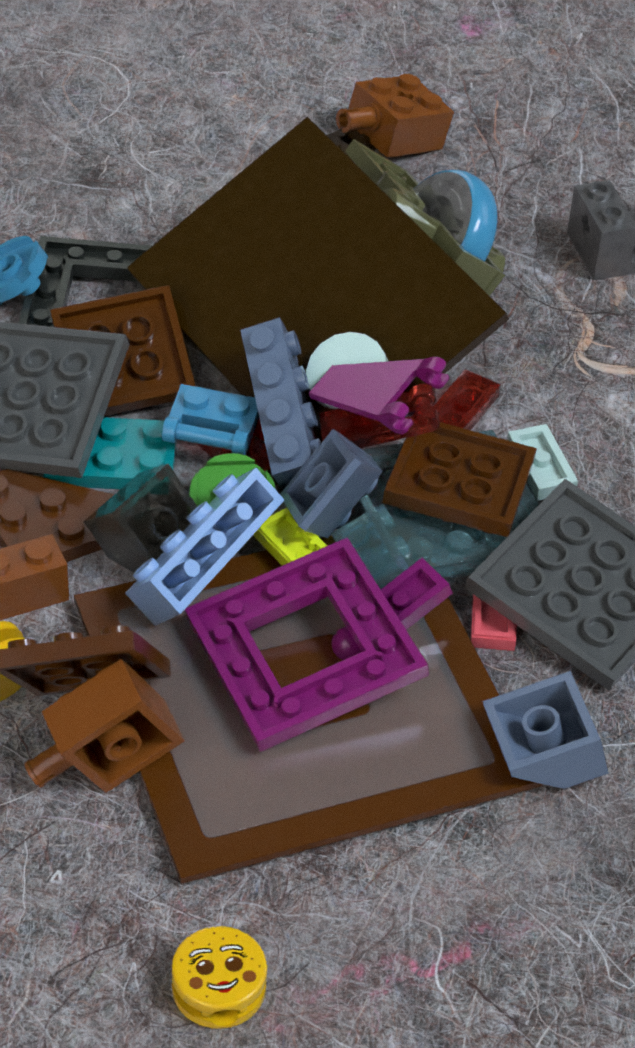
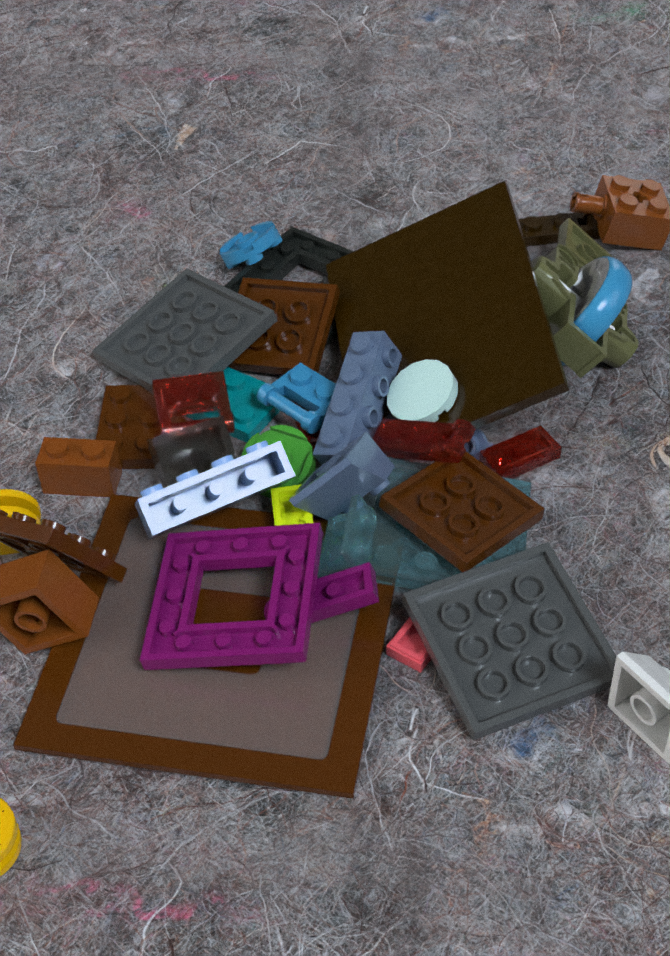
camera: 35 degrees right, 0 degrees up
(94, 458) = (189, 396): none -> clear red plate
(376, 386) = (421, 408): magenta flag -> none
(547, 733) = (377, 755): sand blue slope -> none
(549, 463) = (556, 521): light aqua plate -> none

